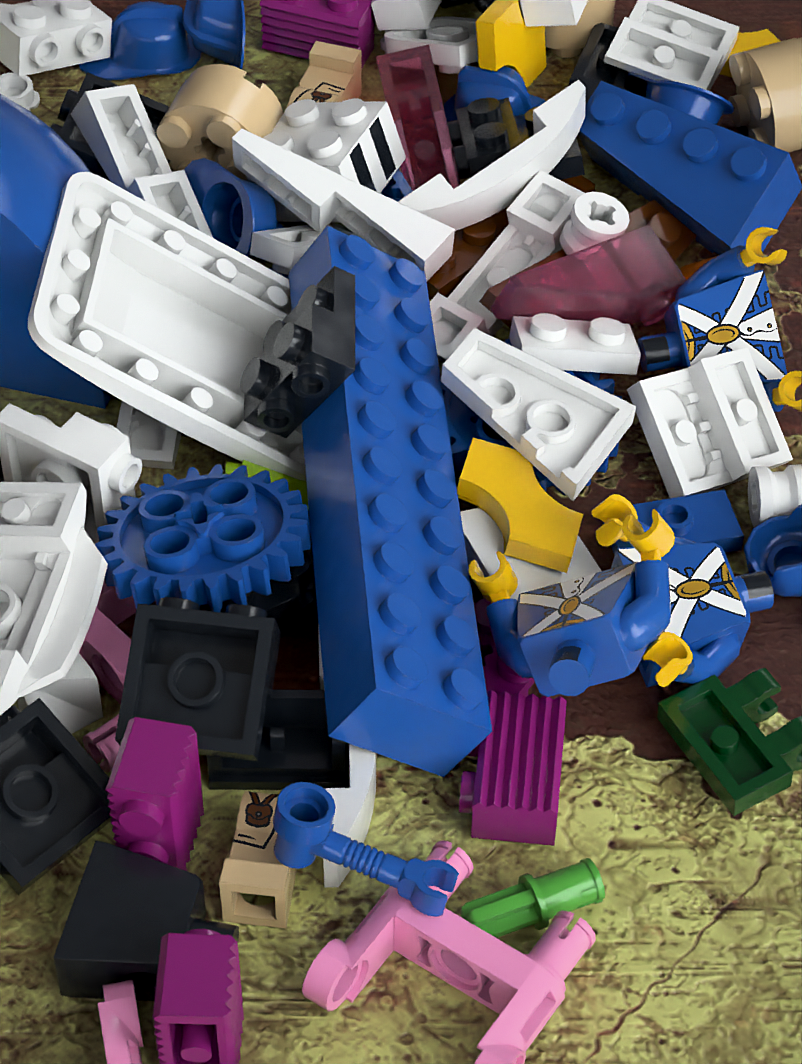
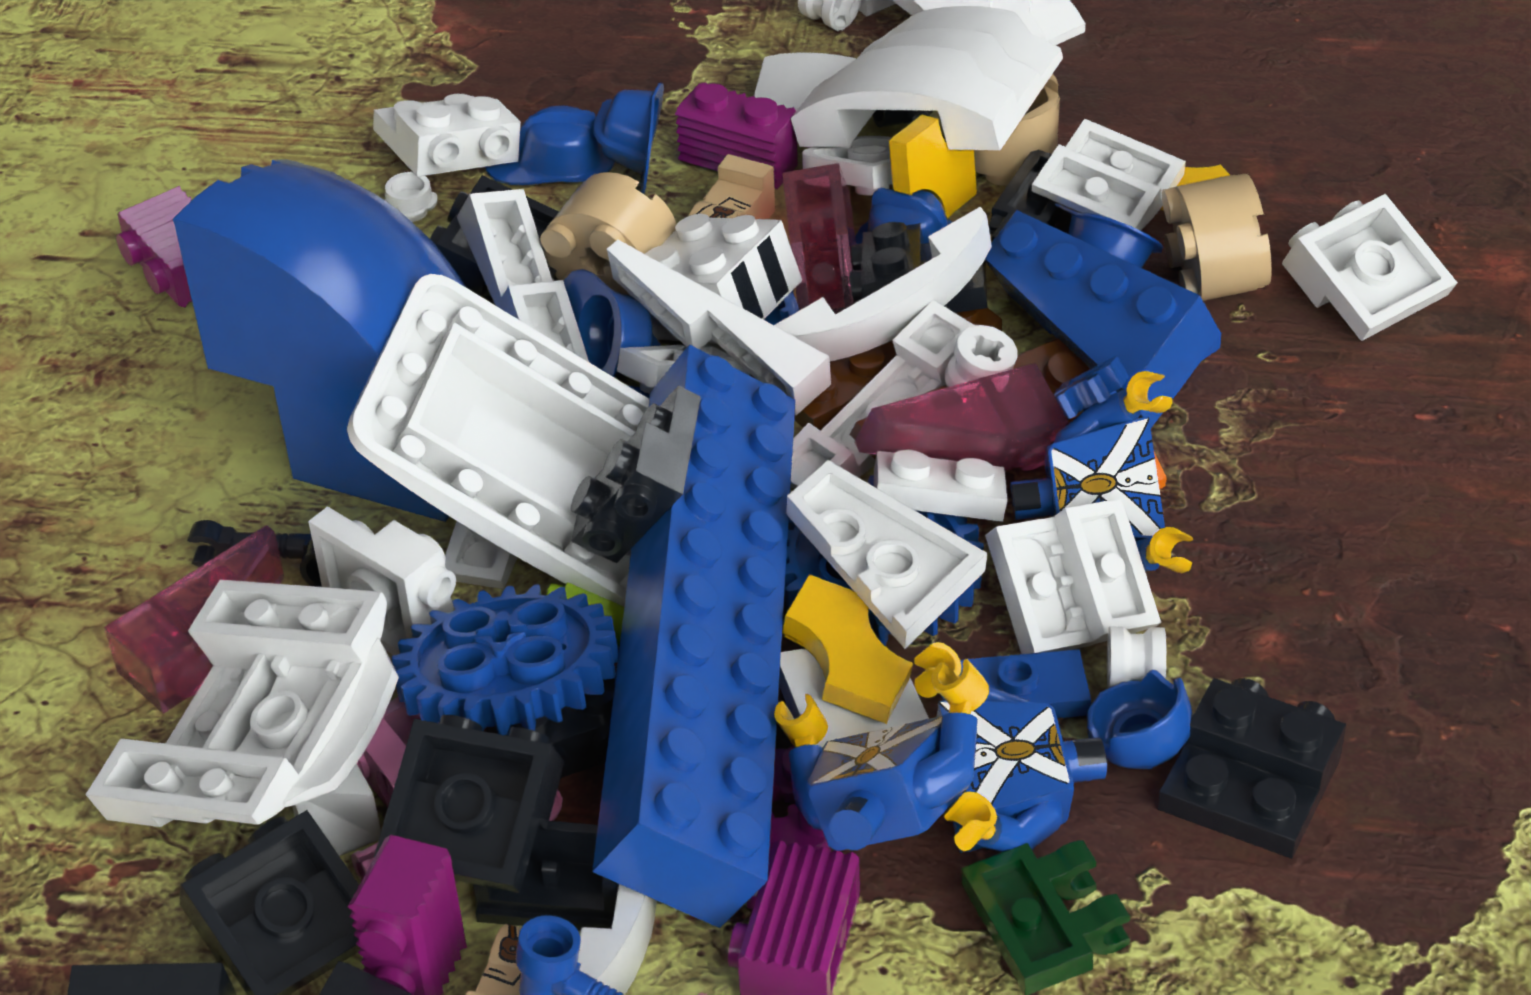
camera: 10 degrees right, 5 degrees down
(700, 244) = (1091, 387): none -> blue plate

